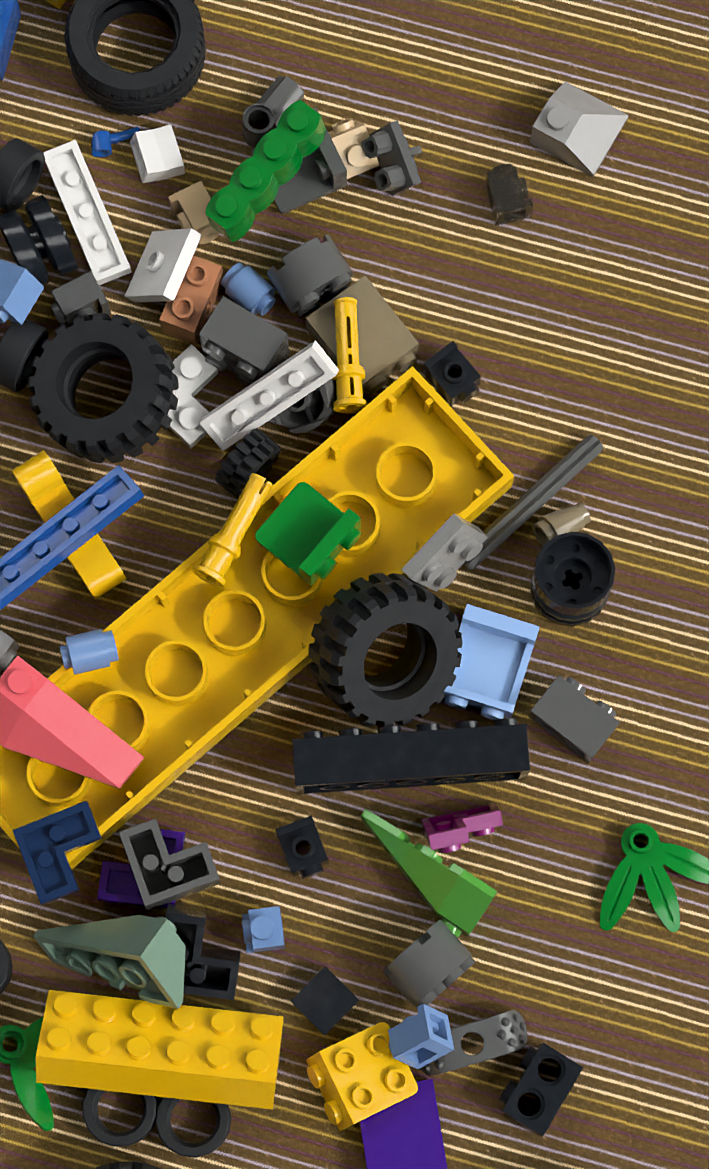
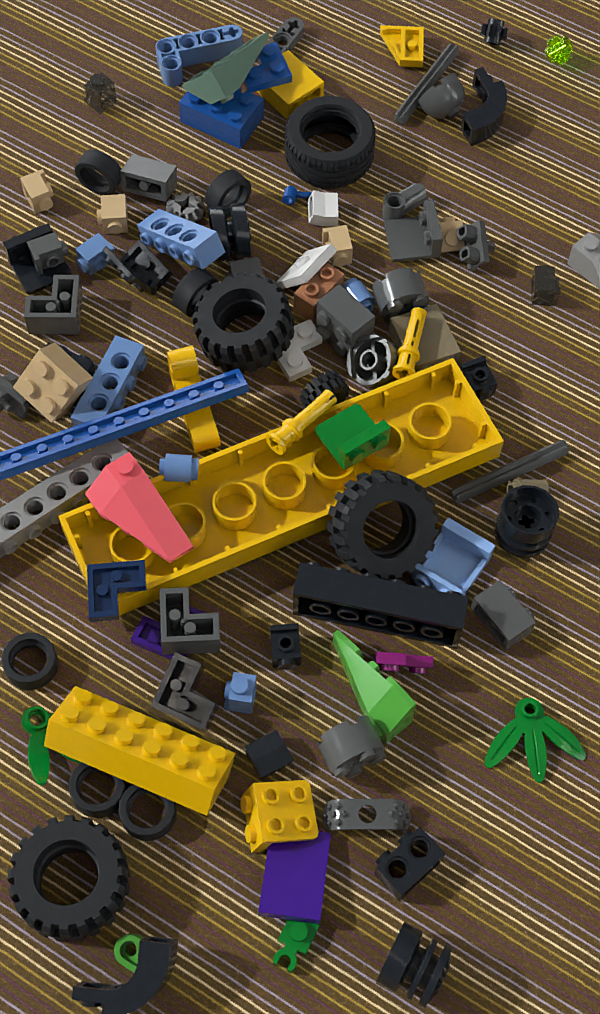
camera: 15 degrees right, 15 degrees down
(86, 212) = (267, 229): white plate -> none
(125, 952) = (137, 672): sand green wedge -> none
(269, 395) = (353, 350): white plate -> none
(272, 165) = (392, 222): green brick -> none
(421, 1037) = (331, 795): medium blue brick -> none
(445, 553) = (444, 476): light grey plate -> none

